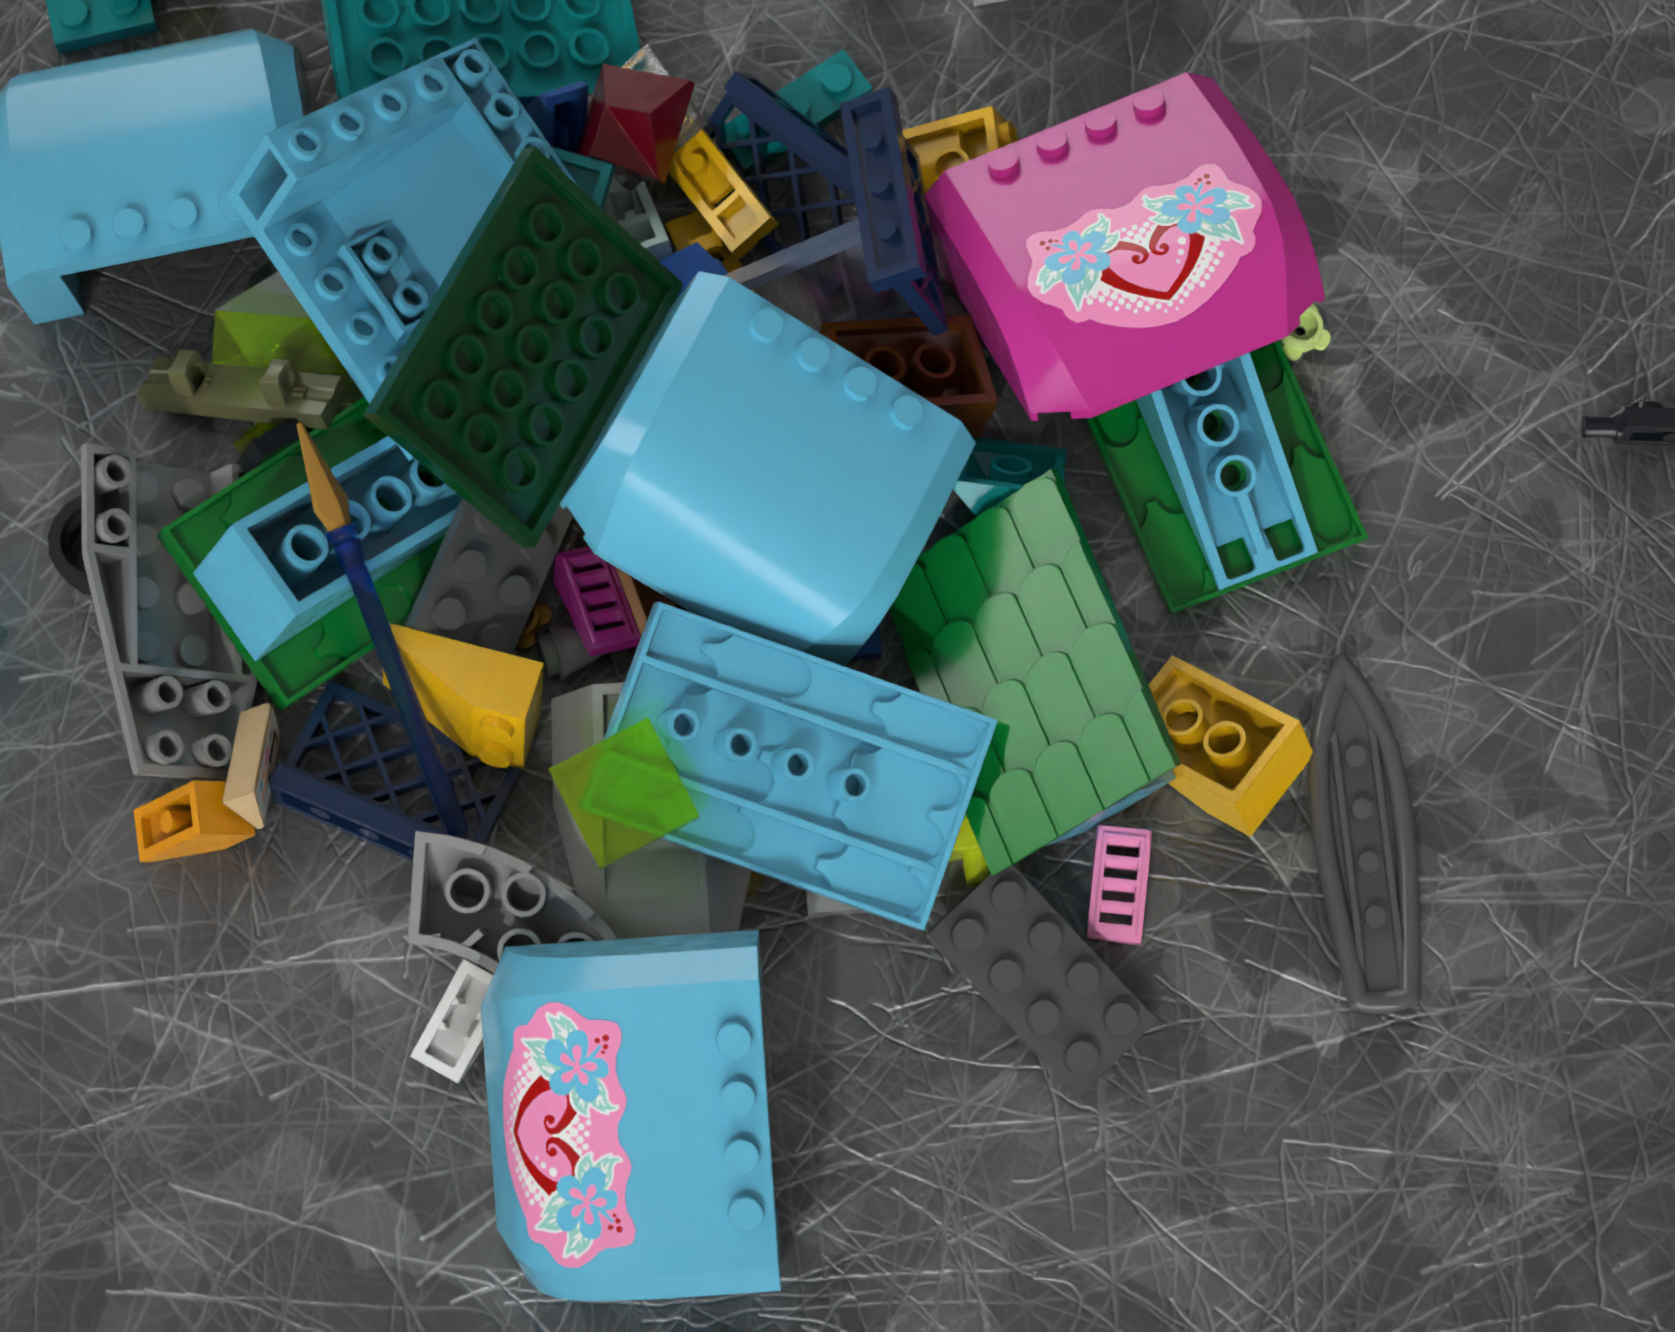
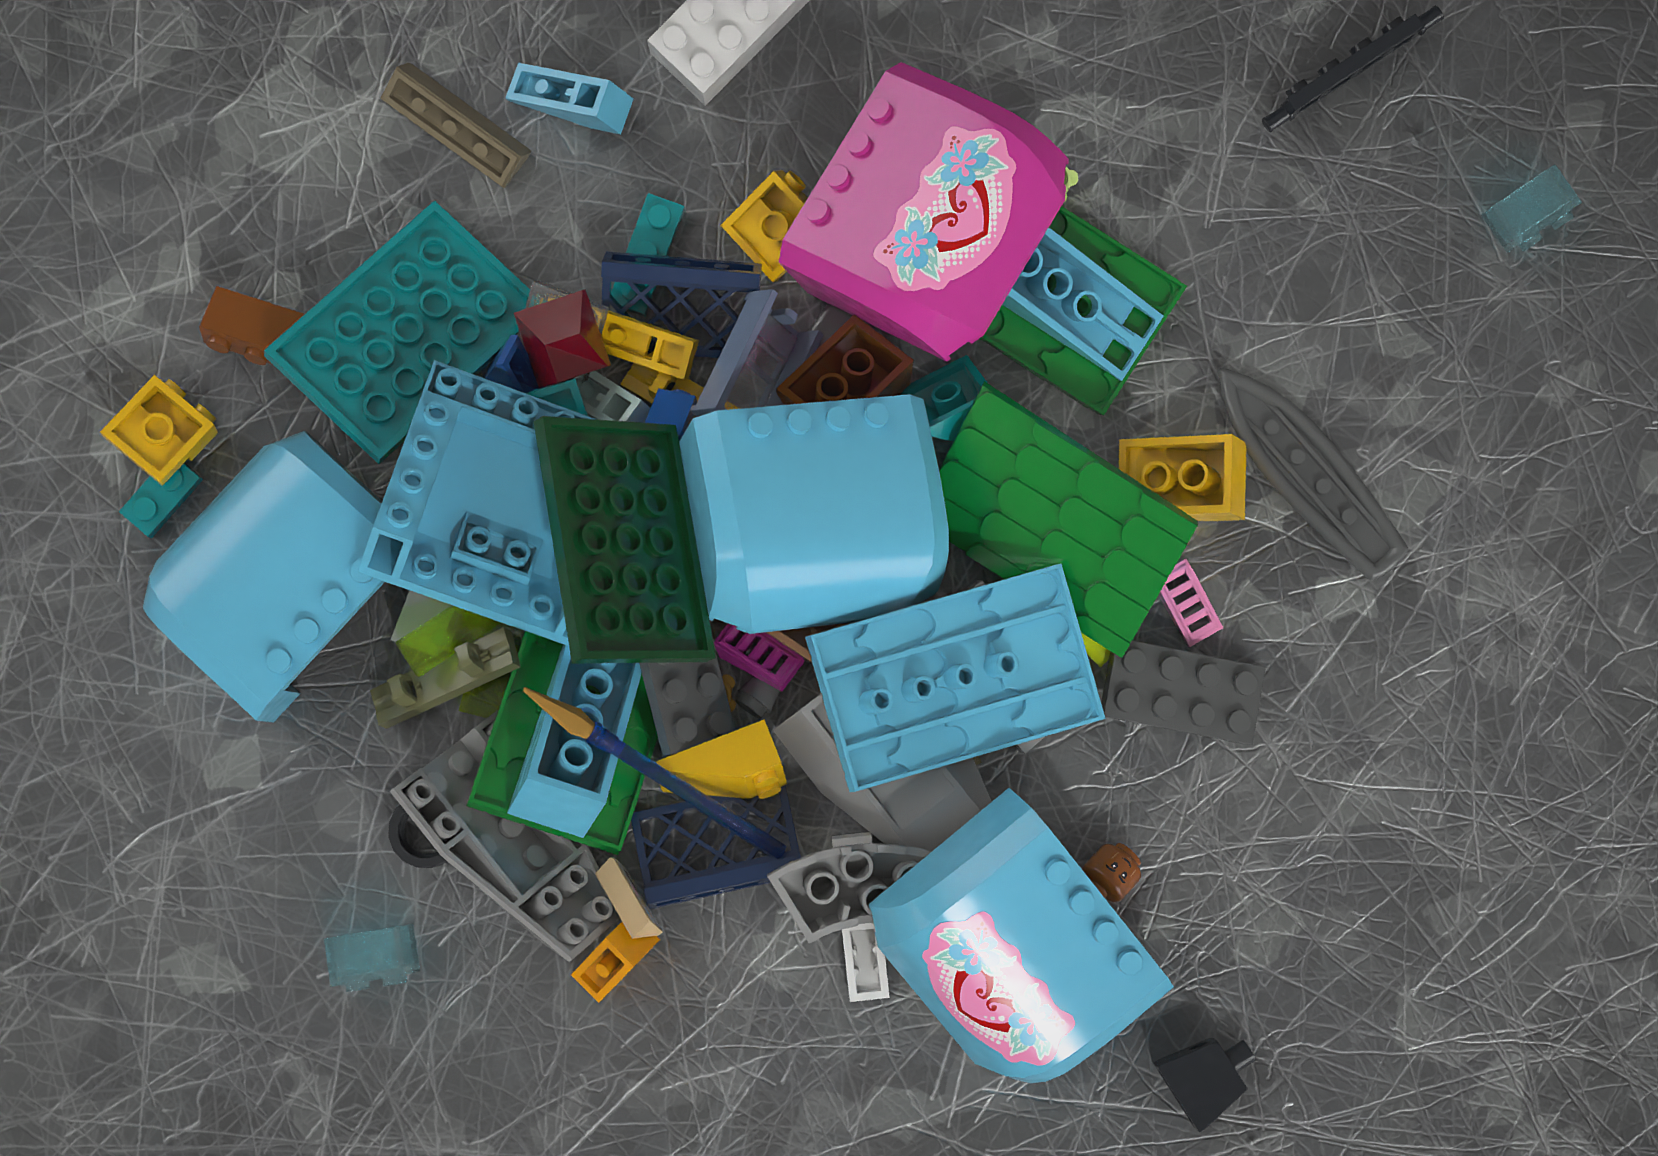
camera: 40 degrees left, 10 degrees up
(268, 445) = (492, 701): black tile -> none
(624, 793) = (874, 765): clear neon green tile -> none
(811, 1124) = (1113, 871): none -> dark orange head
(892, 206) = (767, 285): dark blue fence -> none

